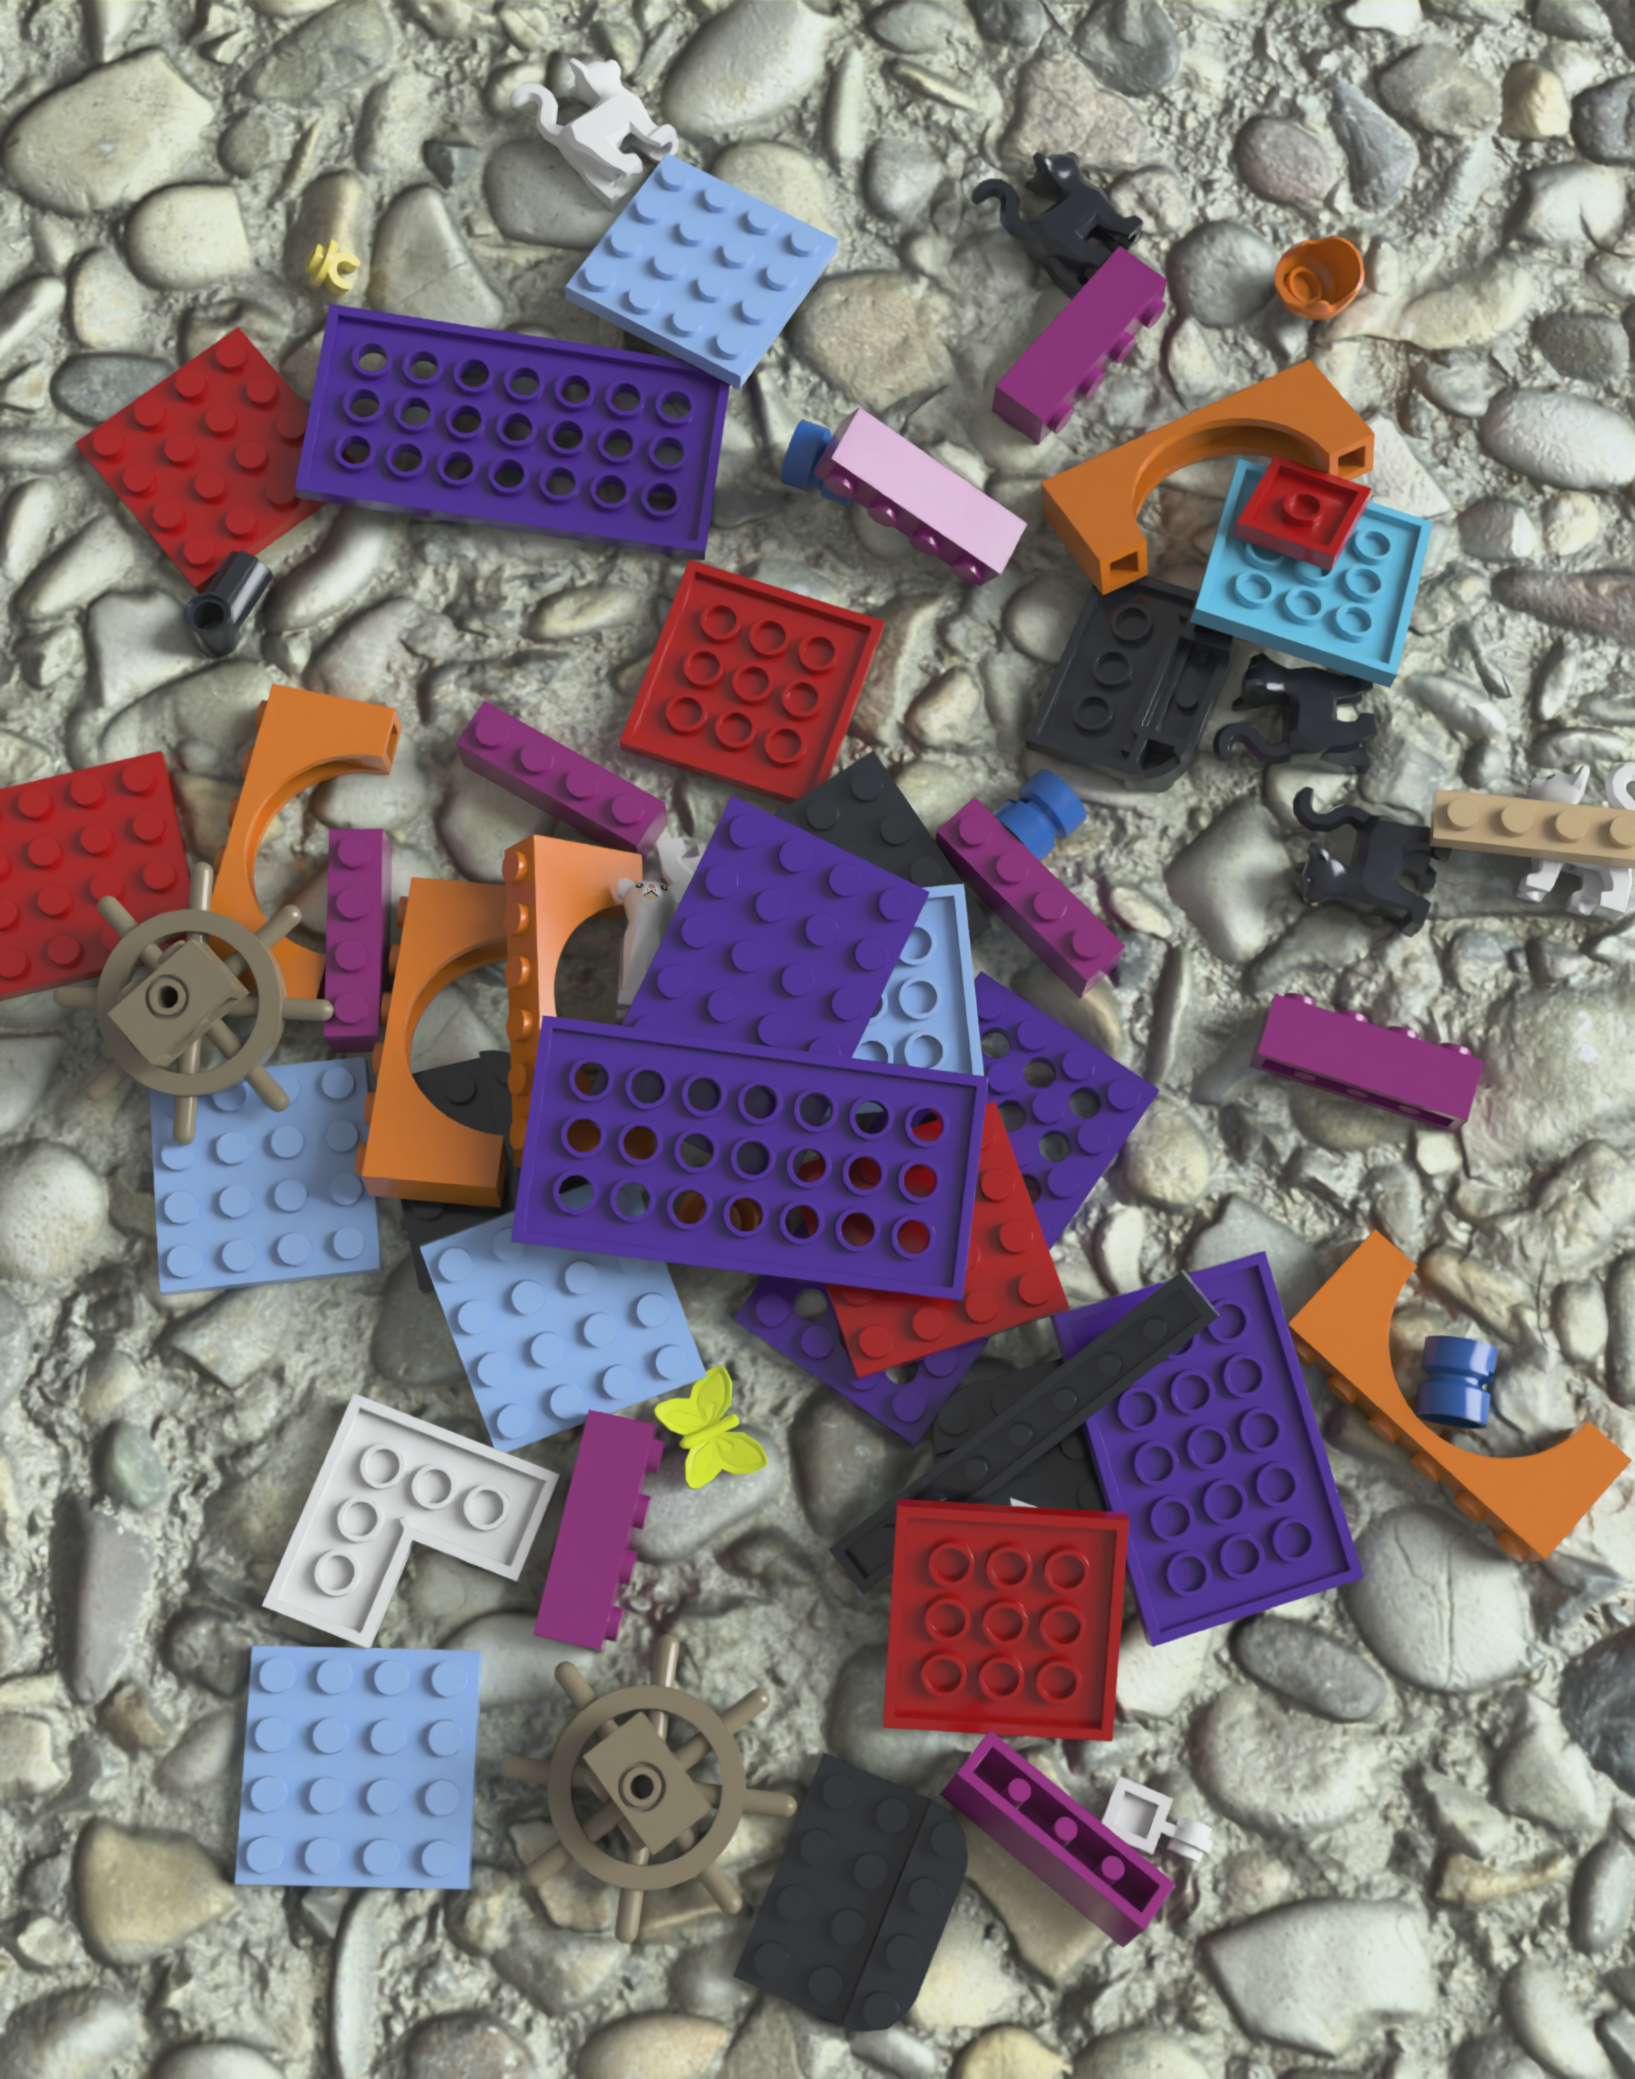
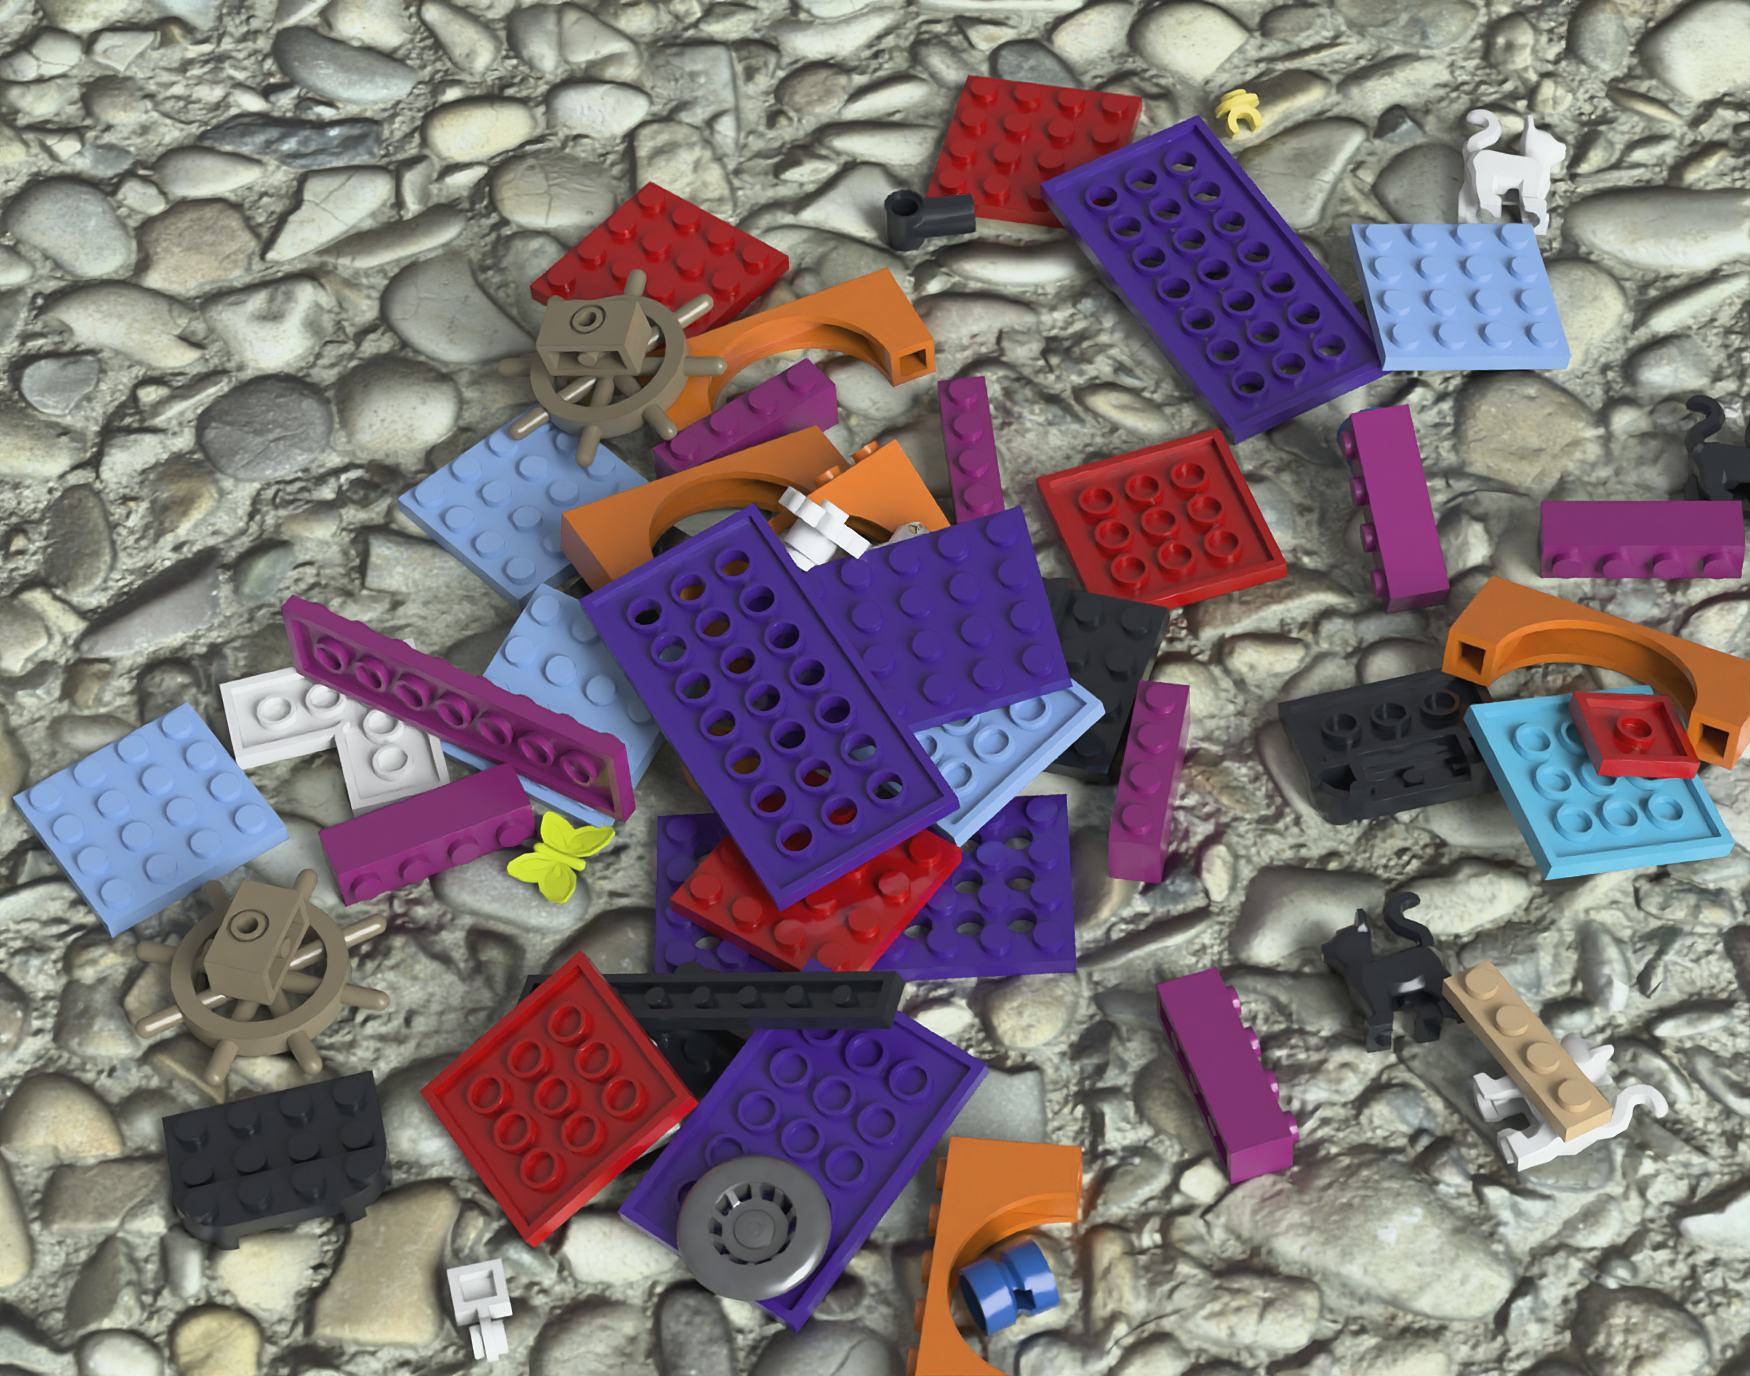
camera: 60 degrees right, 25 degrees down
(488, 1428) = (460, 708): none -> magenta plate
(600, 977) = (818, 531): none -> white plant
(1043, 812) = (1220, 746): blue wheel -> none
(1058, 1840) = (416, 1241): magenta brick -> none
(1270, 1550) = (755, 1229): none -> flat silver wheel
(1310, 721) = (1474, 869): black animal -> none

